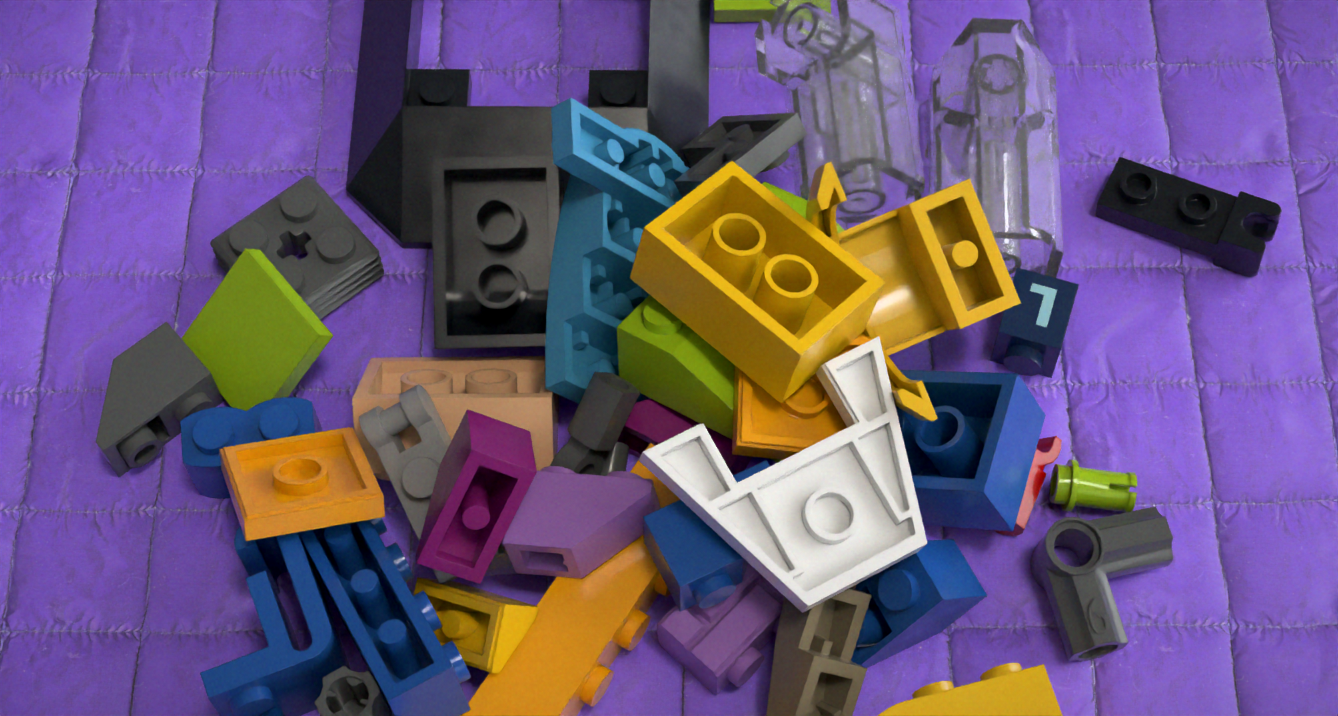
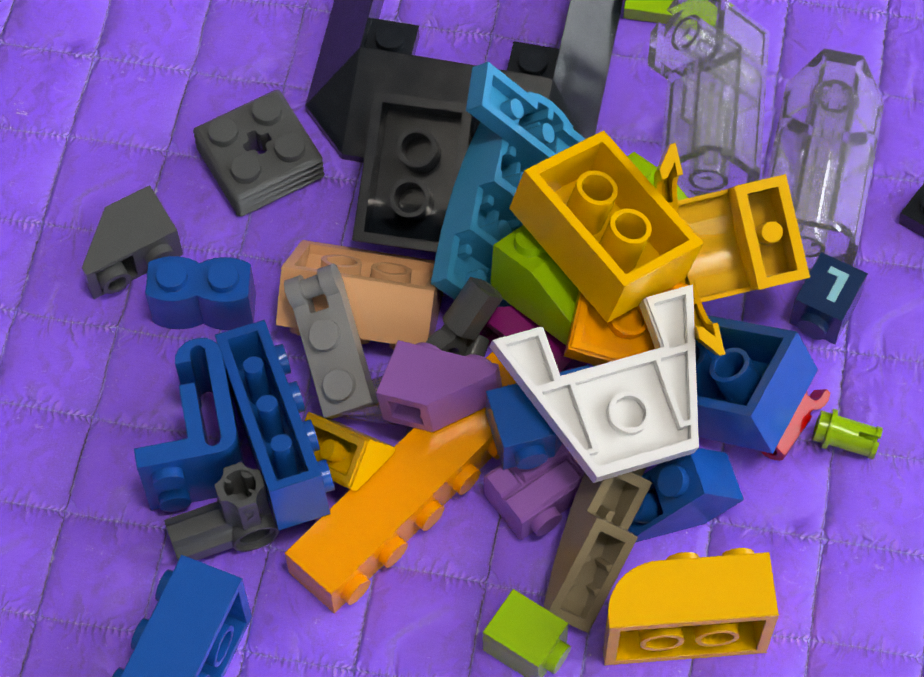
camera: 10 degrees right, 0 degrees up
(256, 333) = (217, 205): lime tile -> none
(301, 483) = (232, 322): light orange tile -> none
(476, 496) = (362, 354): magenta slope -> none
(750, 141) = (623, 119): dark grey plate -> none
(1082, 594) = (819, 512): dark grey piece -> none

